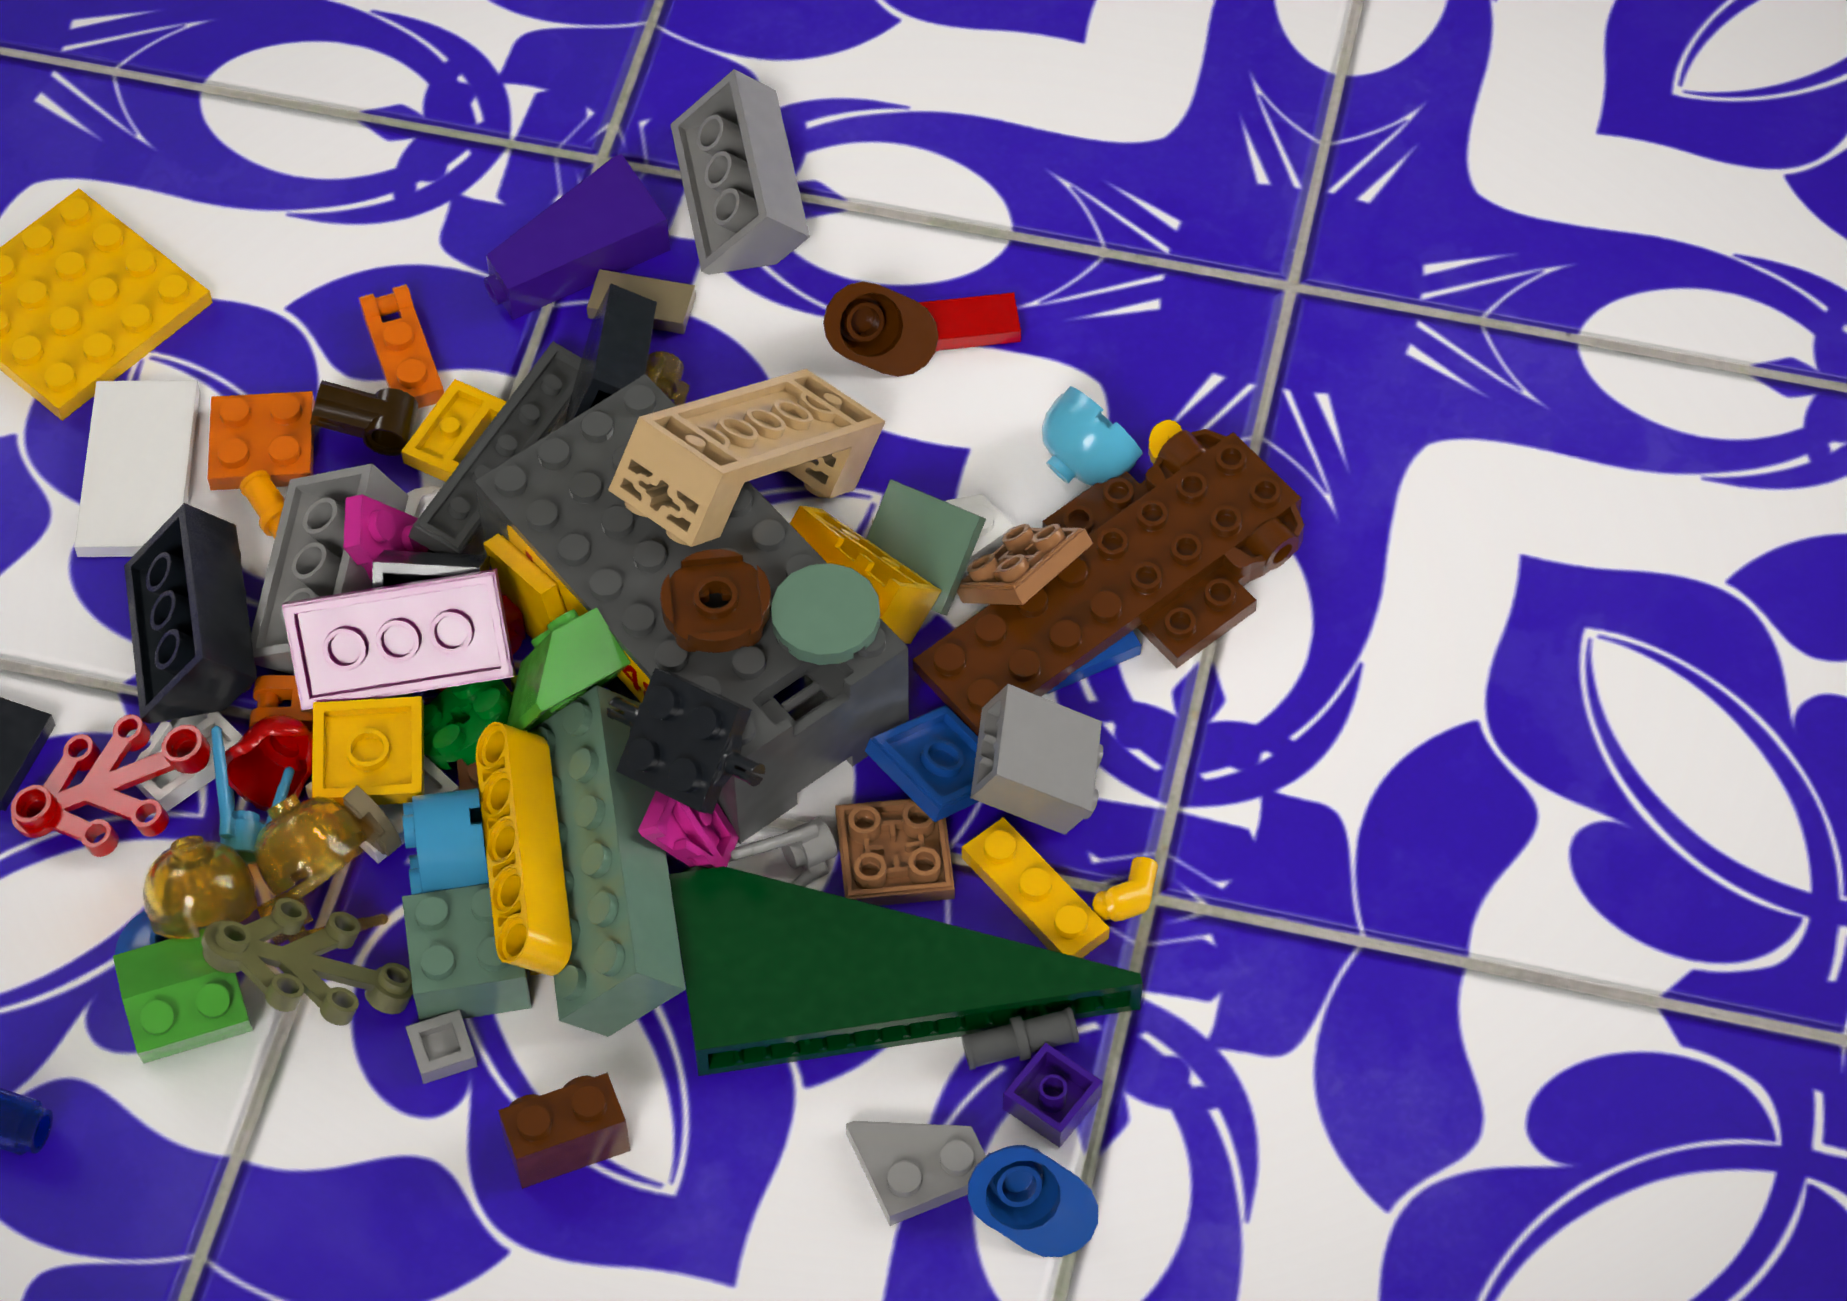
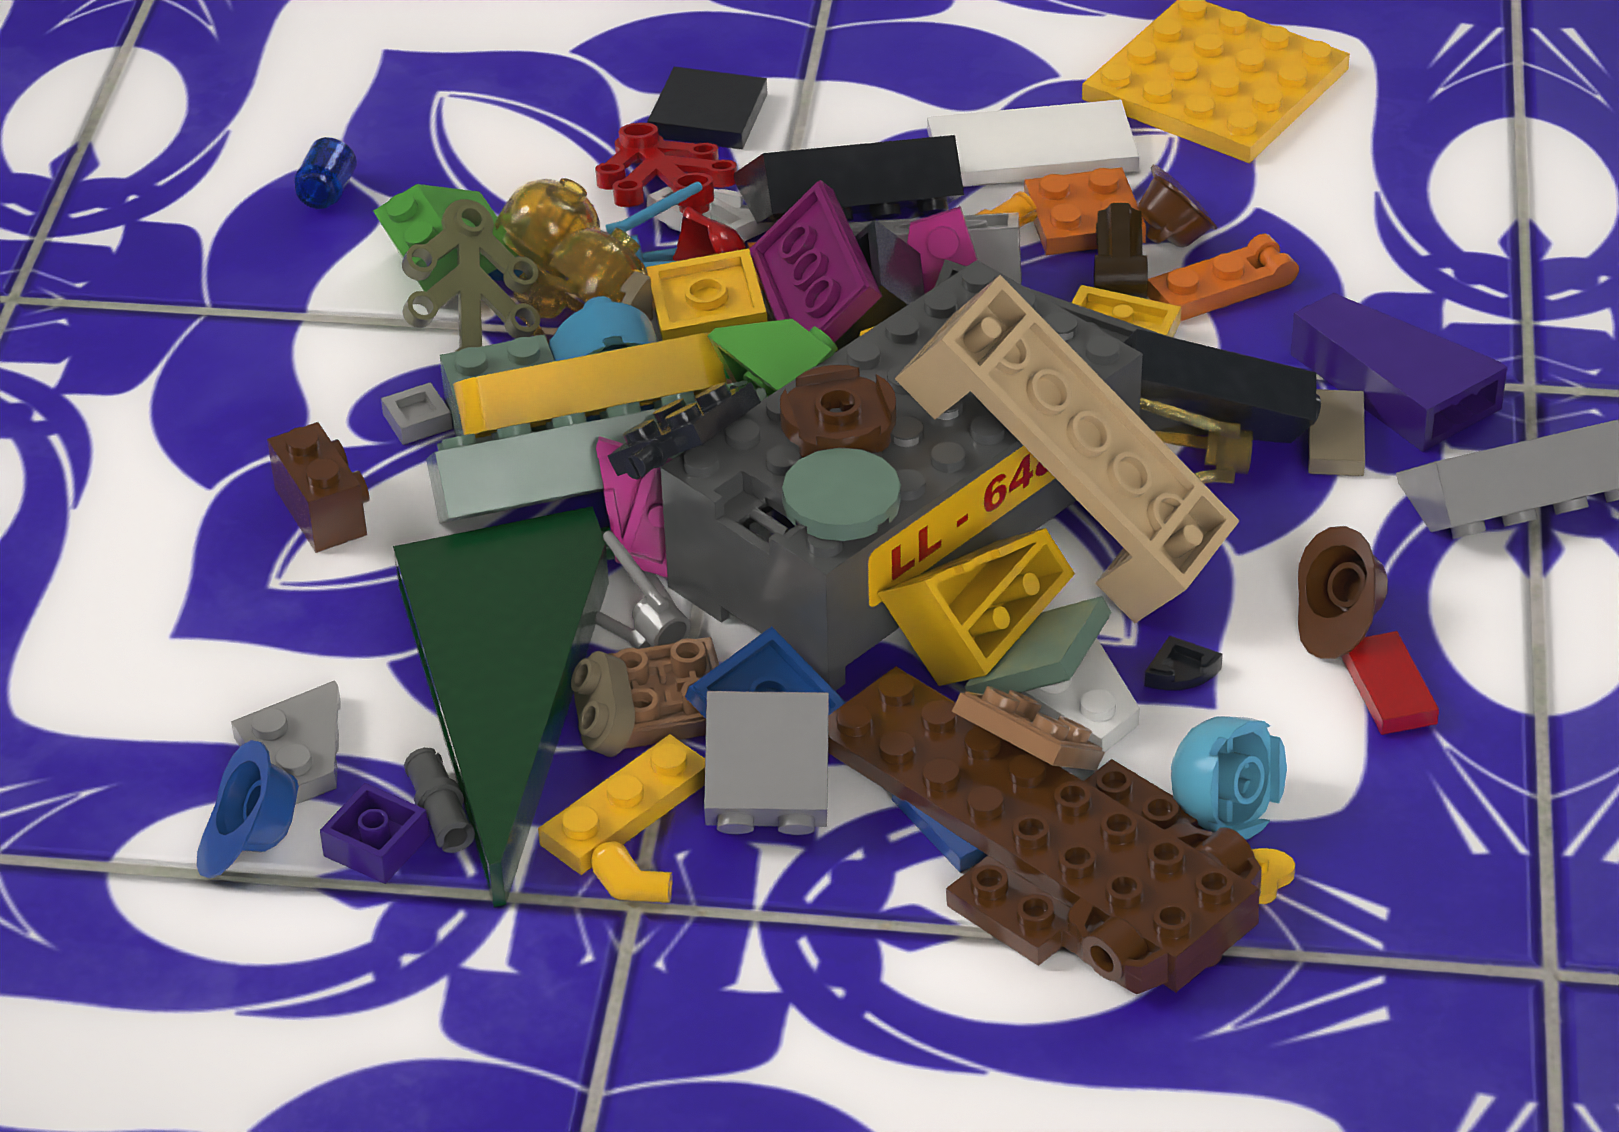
camera: 85 degrees right, 15 degrees down
(306, 365) = (1172, 211): none -> reddish brown piece
(920, 461) = (1182, 666): none -> black tile
(923, 888) = (603, 703): none -> dark tan plate

